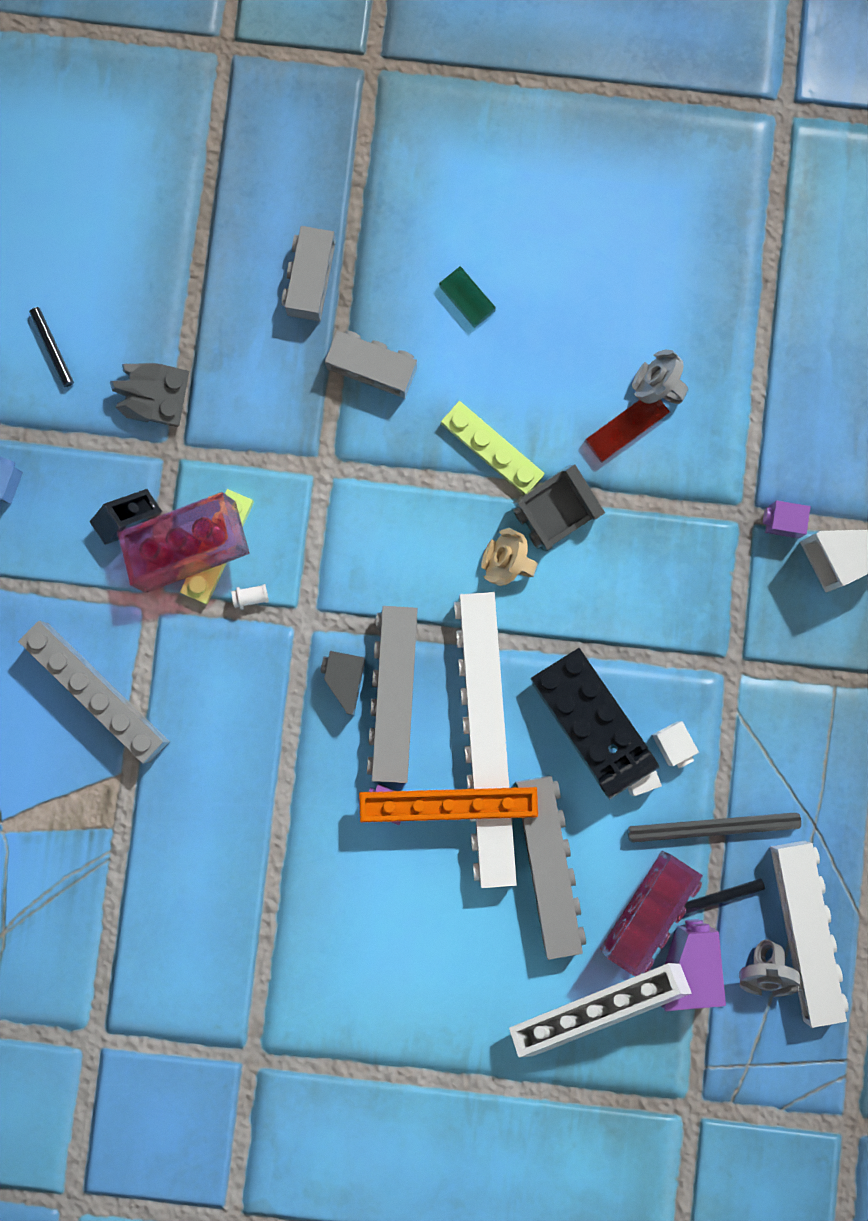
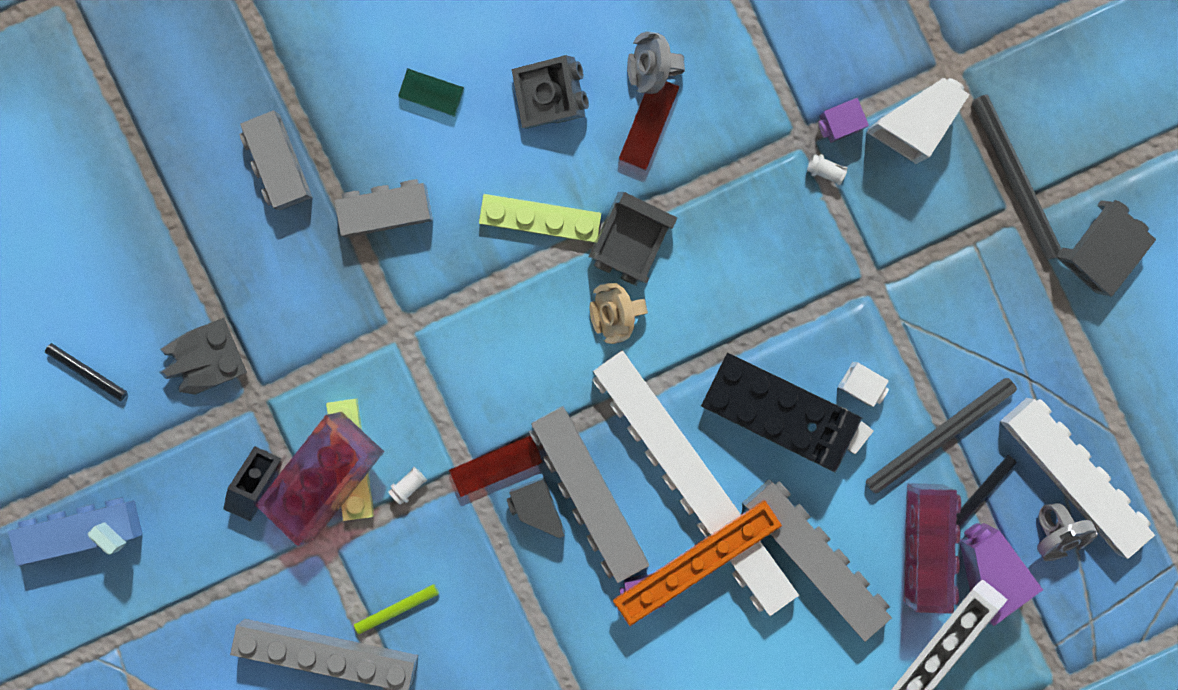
camera: 30 degrees left, 5 degrees up
(176, 692) = (396, 609): none -> lime bar
(332, 625) = (496, 465): none -> clear red tile
(563, 352) = (550, 91): none -> dark grey plate
(750, 550) = (826, 169): none -> white pin

